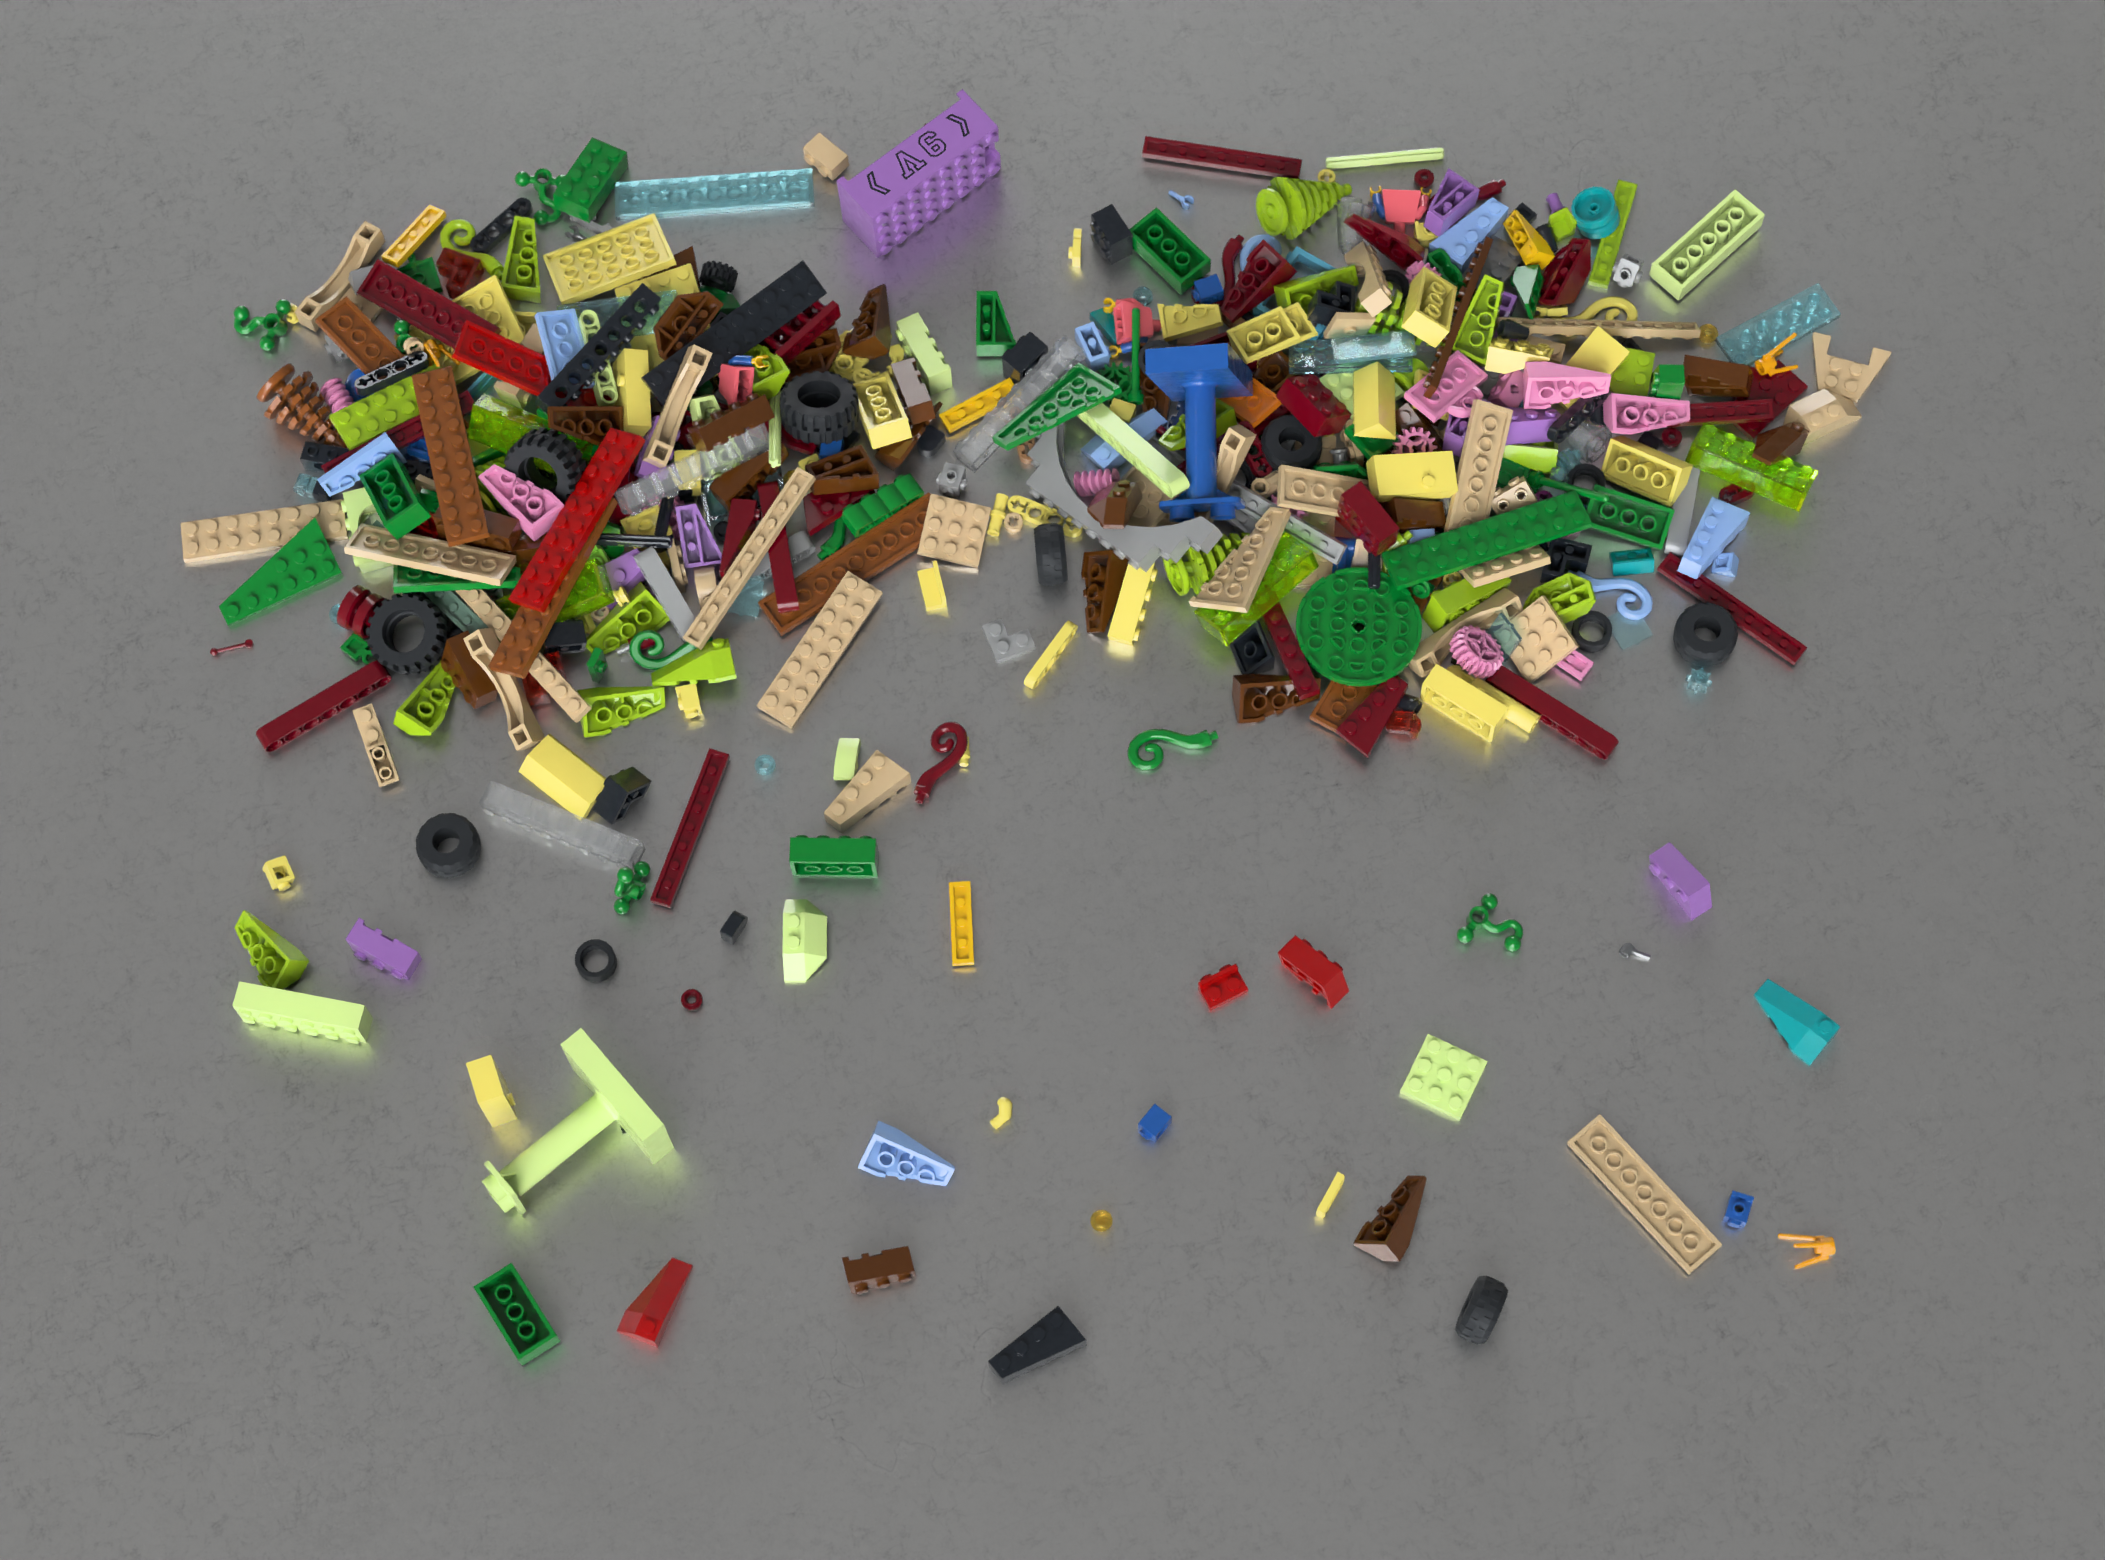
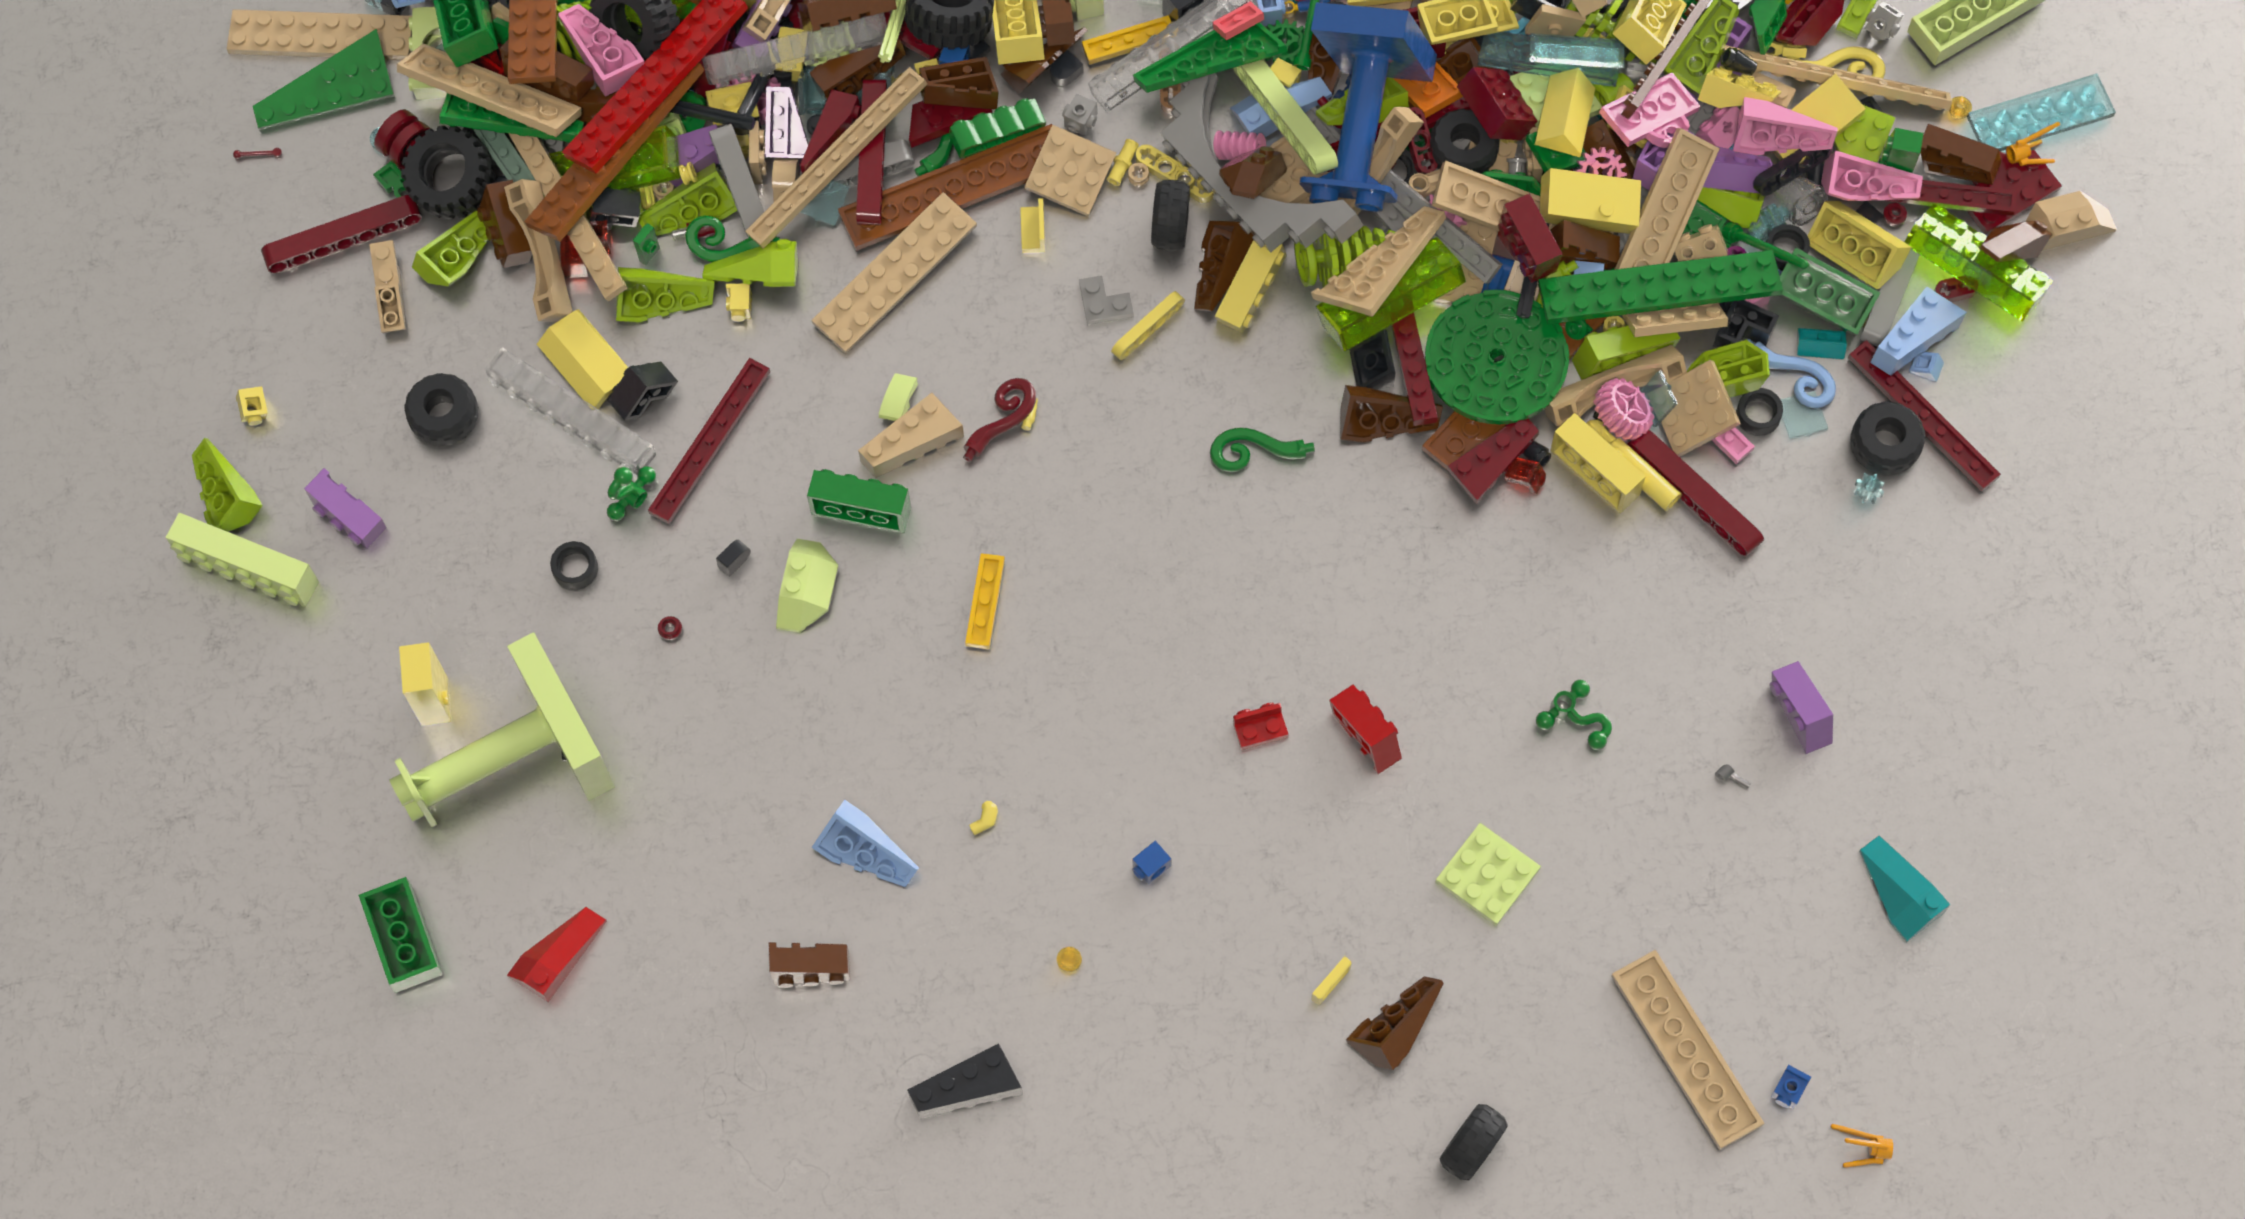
camera: 10 degrees right, 0 degrees up
(765, 759) = (806, 381): clear light blue plate -> none
(1073, 372) = (1238, 20): none -> coral plate
(1842, 375) = (2104, 181): tan wing -> none

